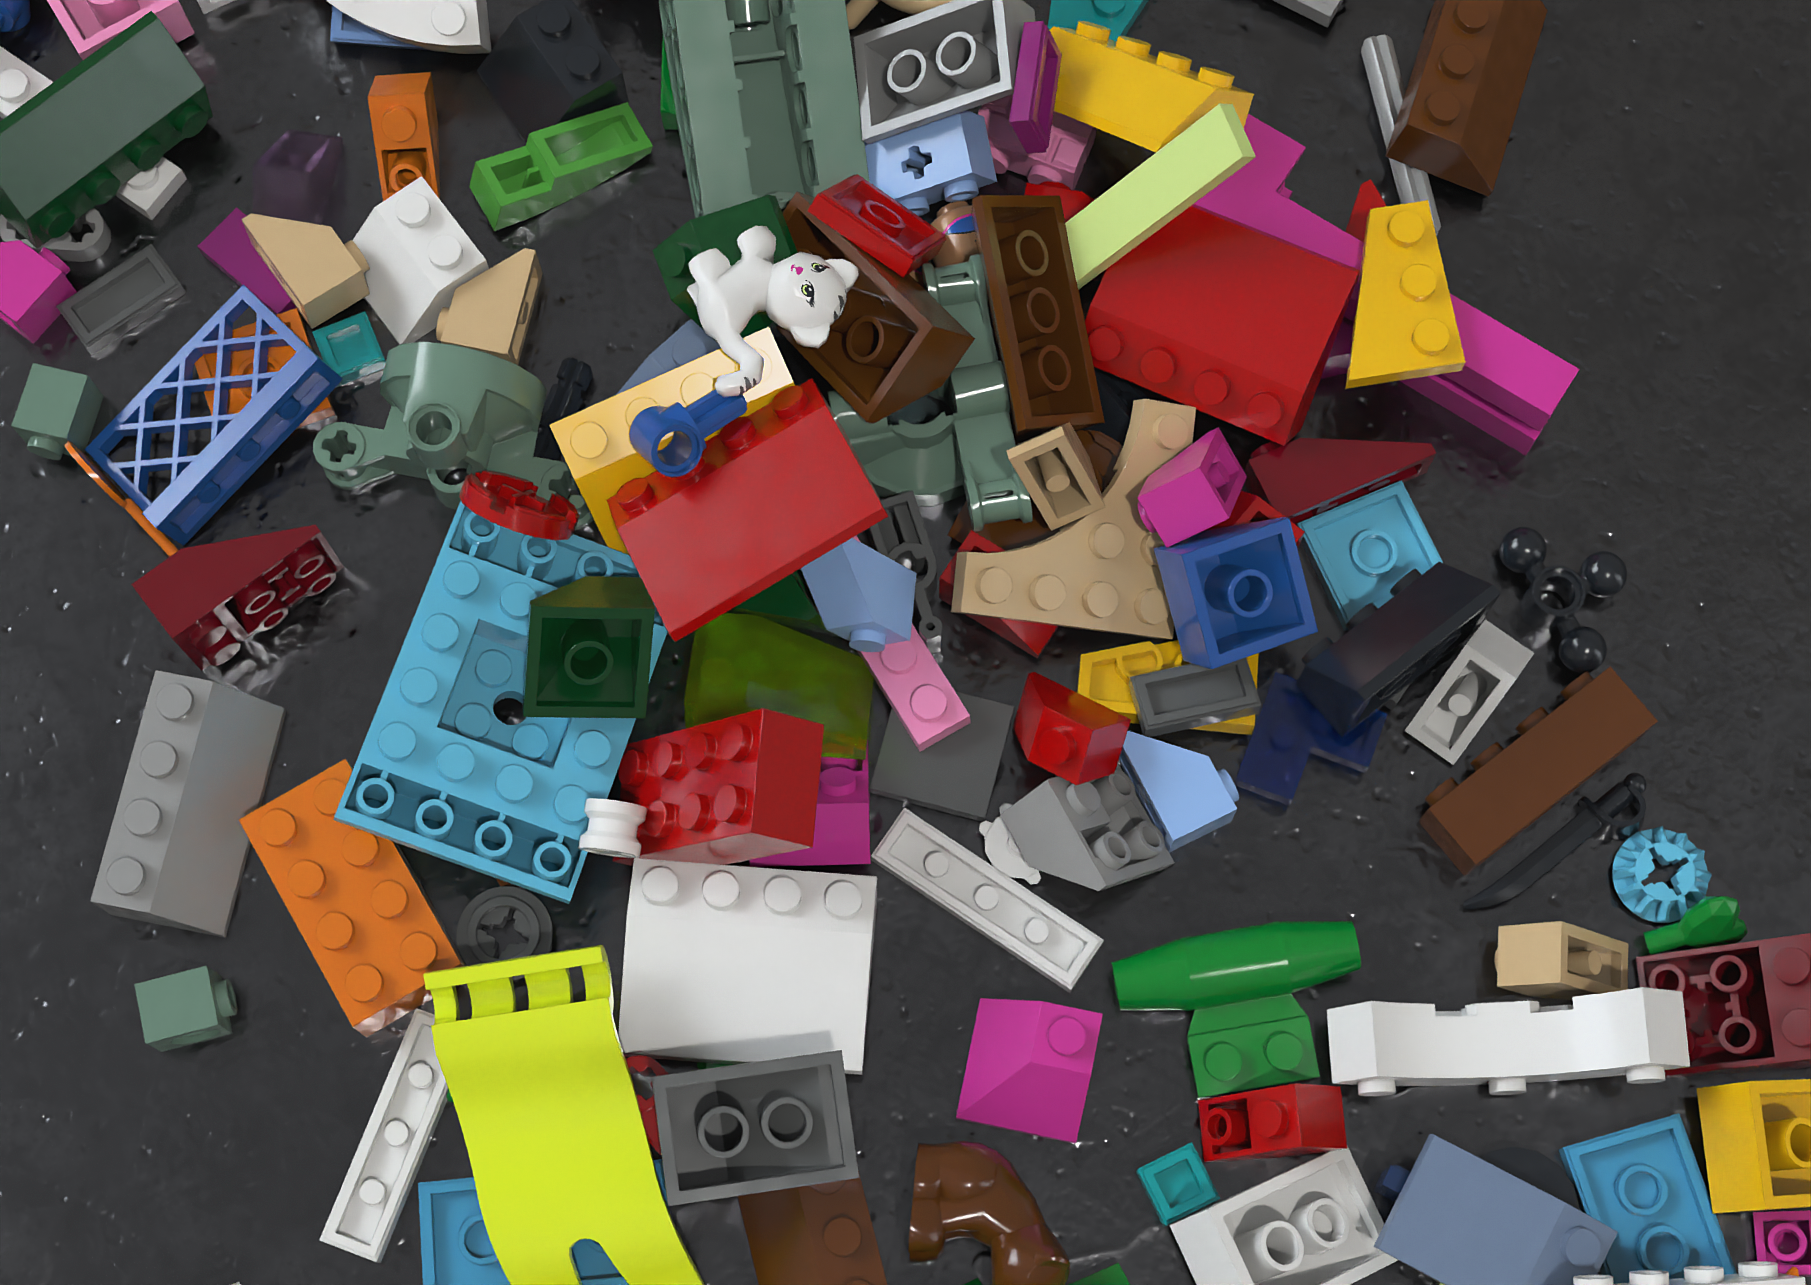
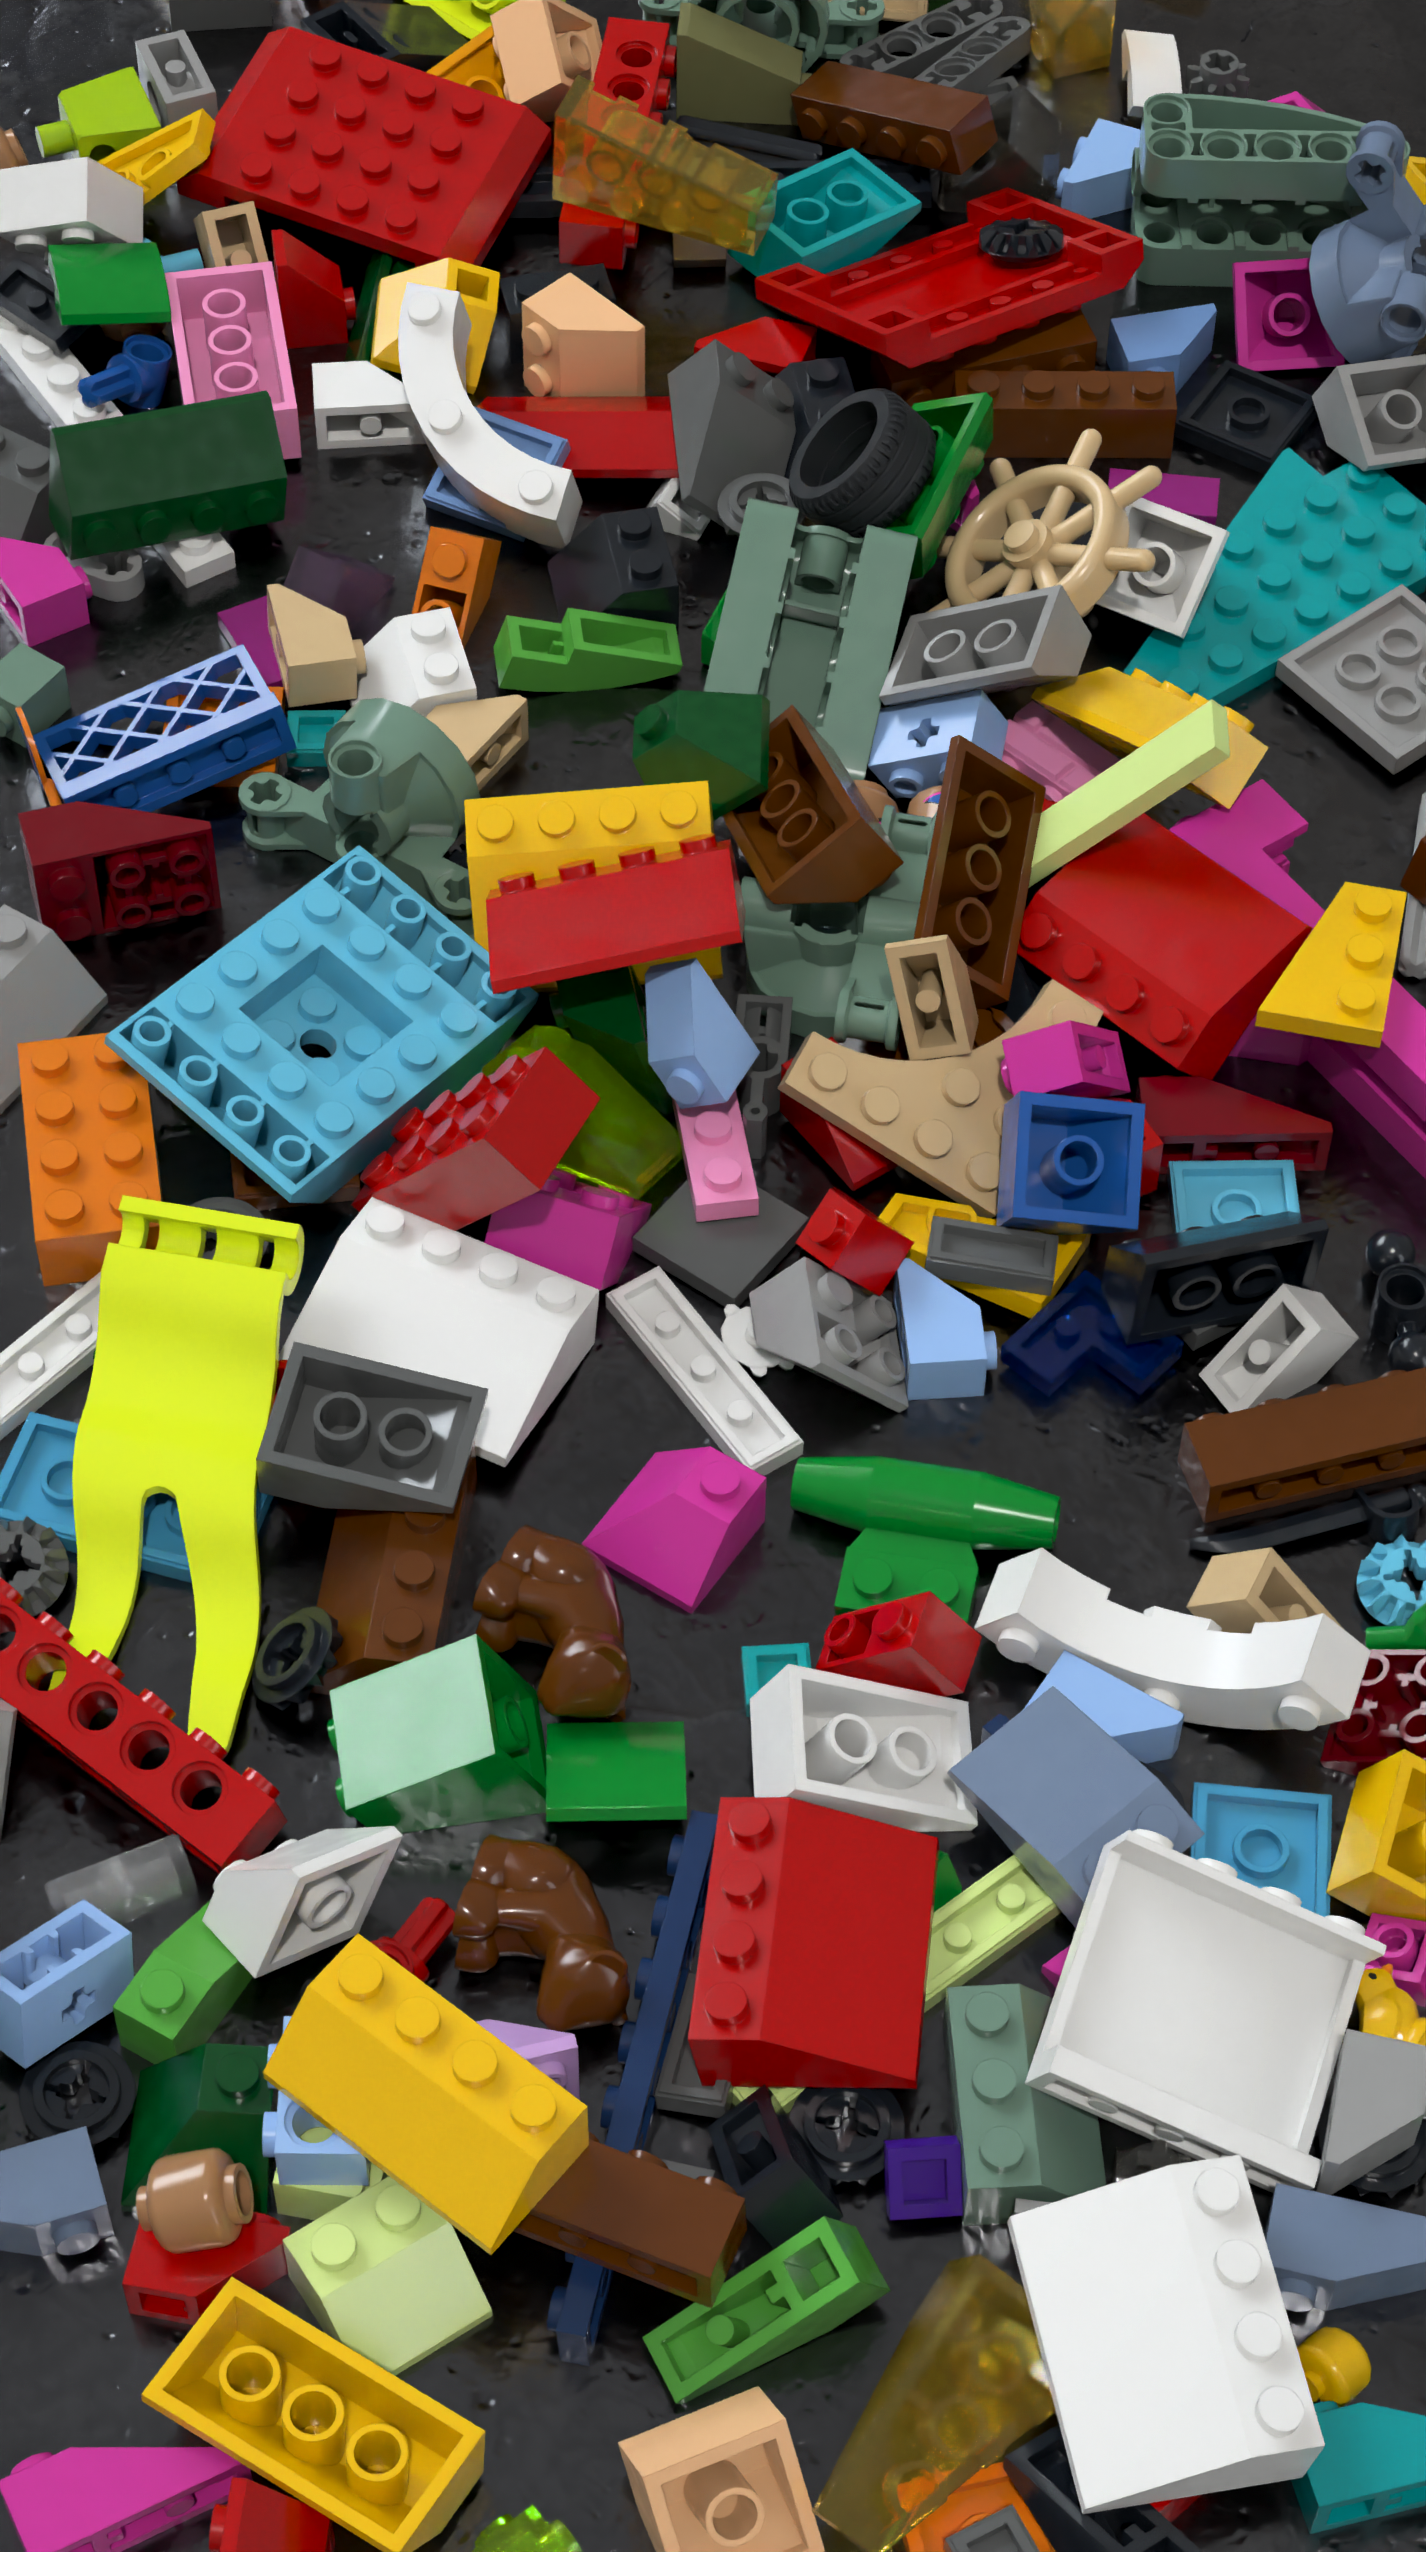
camera: 20 degrees right, 20 degrees down
(121, 299) = (126, 636): dark grey tile -> none
(514, 505) = (406, 868): red tile -> none
(589, 650) = (408, 991): dark green slope -> none
(612, 828) = (361, 1144): white wheel -> none
(689, 428) = (596, 830): blue axle -> none
(797, 294) = (744, 758): white animal -> none
(878, 224) = (858, 757): red tile -> none
(1035, 87) = (1057, 682): magenta tile -> none
(1462, 1117) = (1127, 1714): none -> light blue slope

